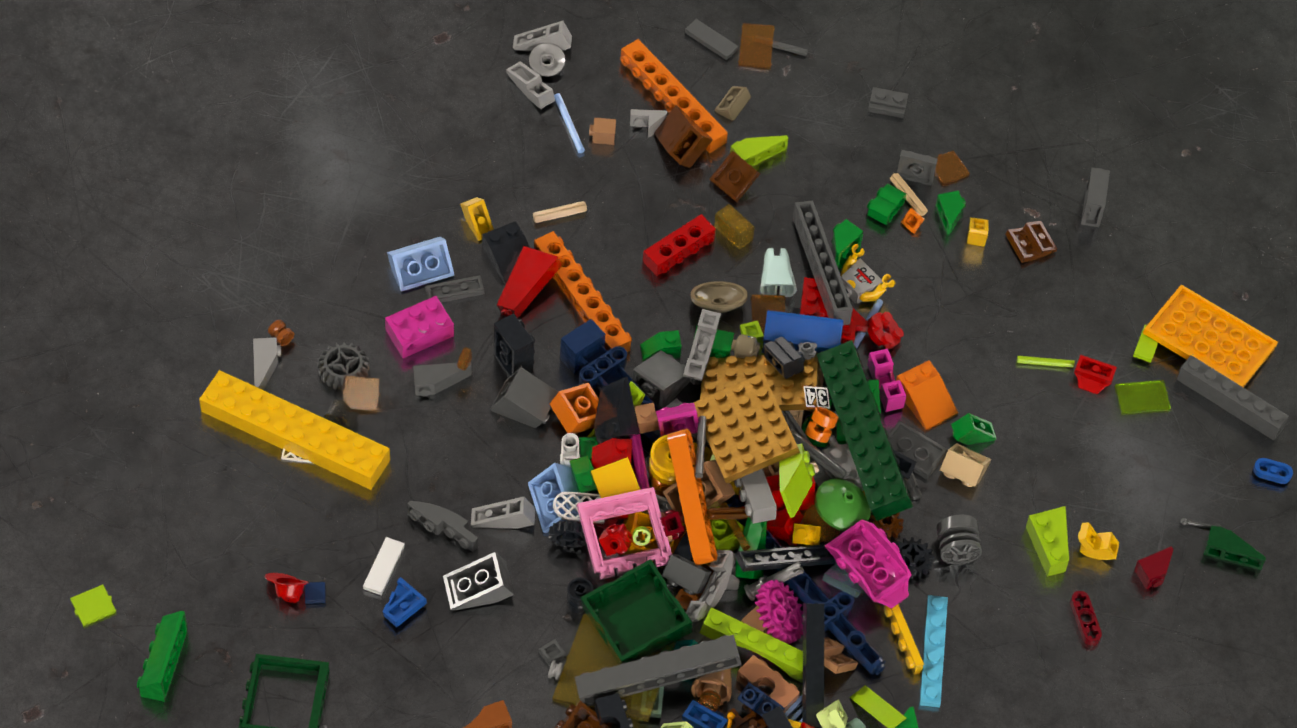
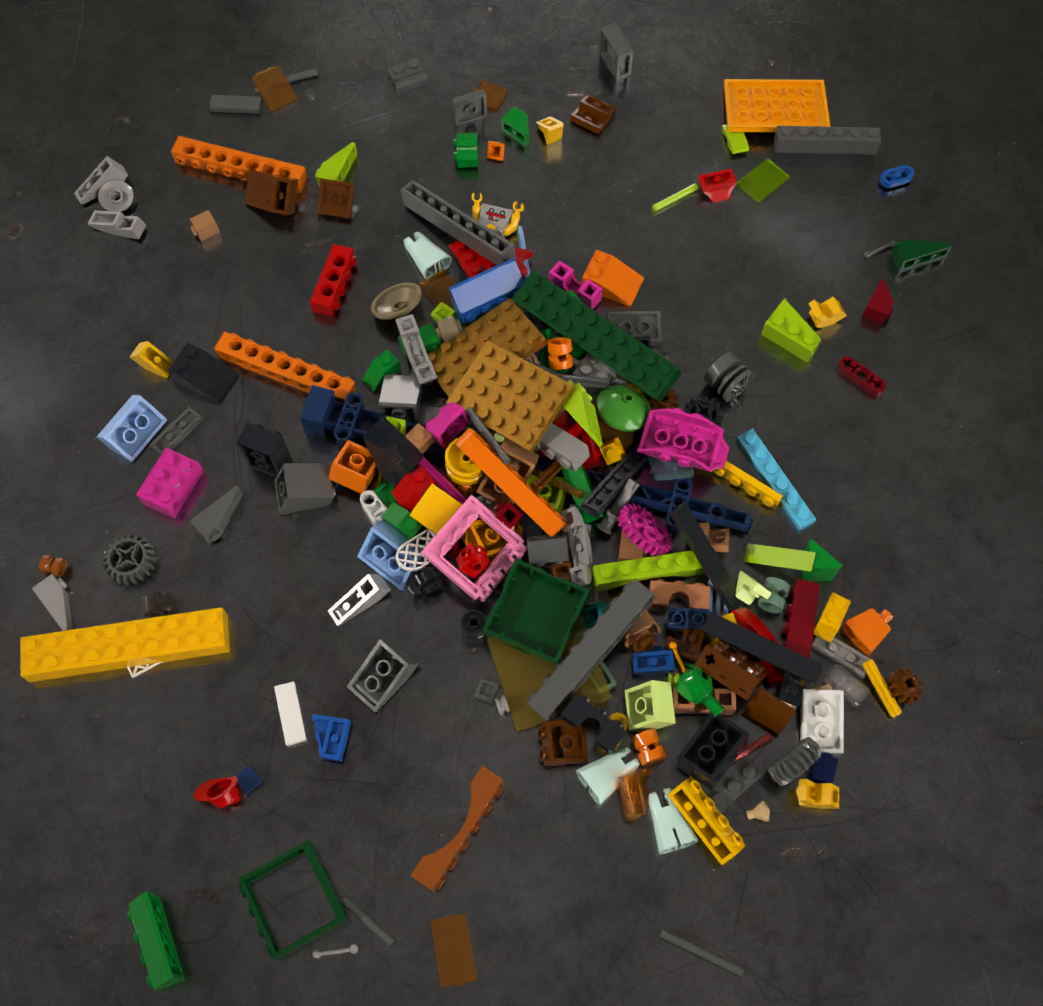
camera: 30 degrees left, 10 degrees up
(93, 605) = (54, 934): lime piece -> none
(361, 392) = (161, 573): clear orange piece -> none
(439, 519) = (306, 641): dark grey slope -> none
(464, 359) = (230, 486): clear orange tile -> none
(526, 280) = (232, 385): red slope -> none
(560, 211) = (216, 313): tan axle -> none
(570, 126) = (172, 237): light blue bar -> none
(647, 118) = (232, 194): light grey slope -> none
(647, 538) = (497, 542): lime bush -> none
(733, 102) = (289, 142): dark tan slope -> none
(734, 226) = (365, 238): clear yellow brick -> none
(784, 357) = (490, 317): black brick -> none
(807, 349) = (502, 300): dark grey plate -> none
(819, 393) = (539, 329): white sticker -> none
(844, 237) = (460, 194): green slope -> none
(892, 333) = (542, 248): red plate -> none
(911, 198) = (481, 134): tan axle -> none
(964, 465) = (683, 315): tan slope -> none
(973, 430) = (666, 284): green slope -> none

